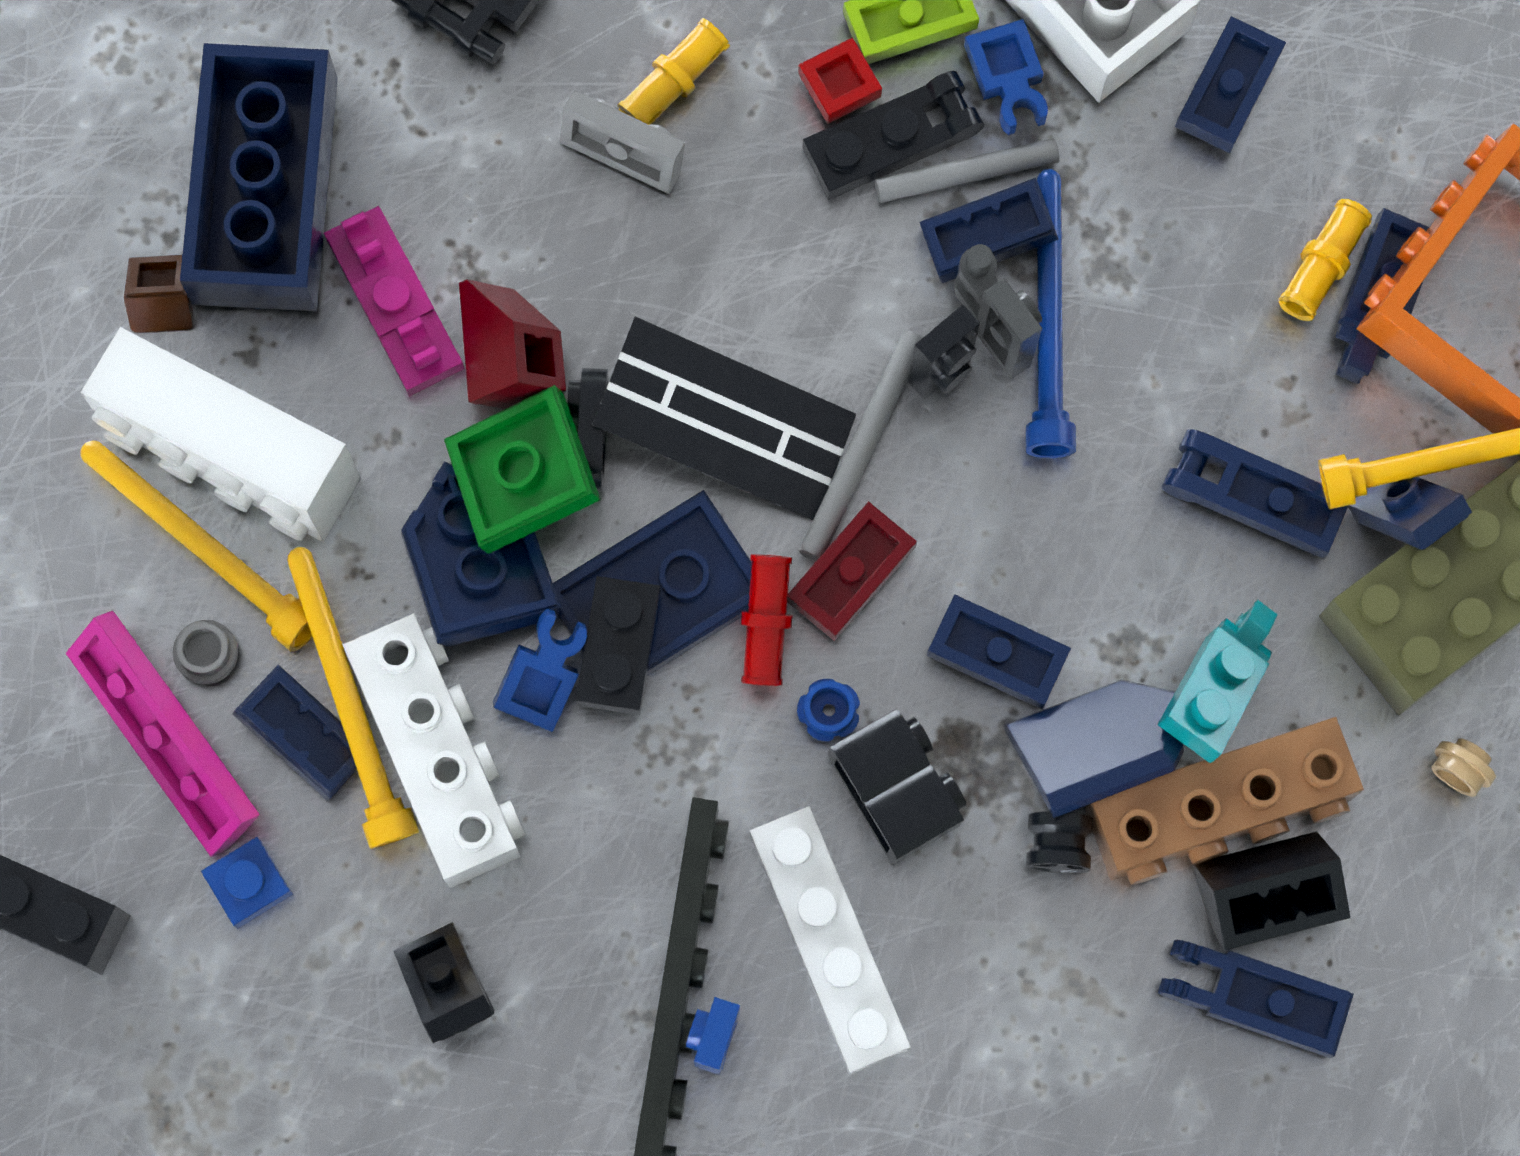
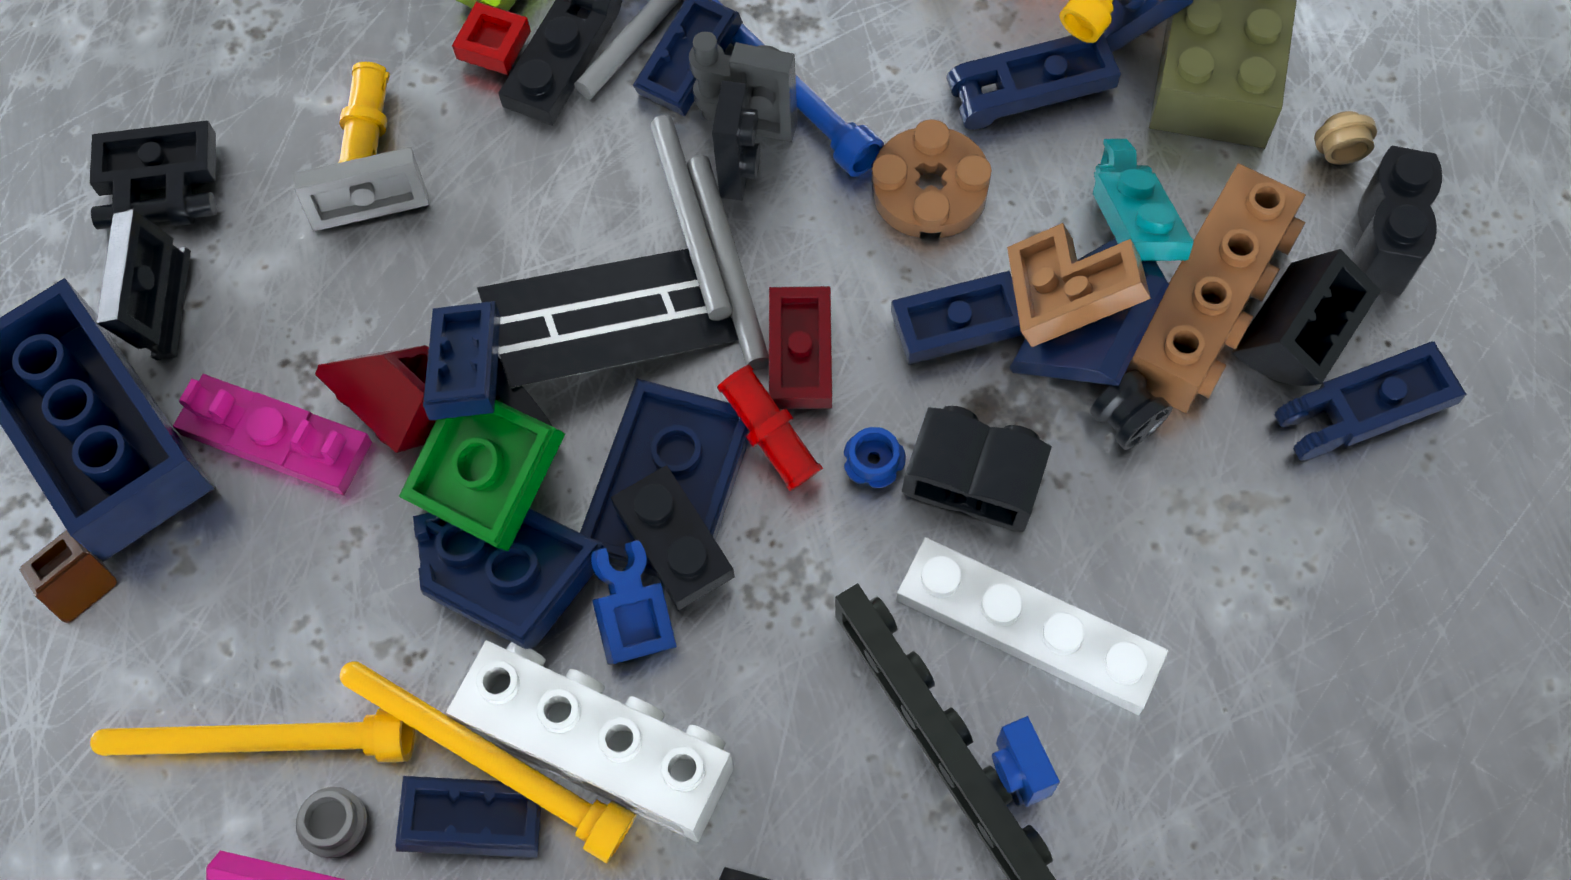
camera: 35 degrees left, 10 degrees down
(221, 436) = (201, 632): white brick -> none
(387, 94) = (143, 285): none -> black plate
(569, 376) = (462, 361): none -> dark blue plate
(865, 382) = (691, 218): none -> light grey bar
(1063, 539) = (938, 151): none -> medium nougat plate
(1086, 705) = (1065, 294): none -> medium nougat plate
(1420, 877) = (1398, 218): none -> black brick

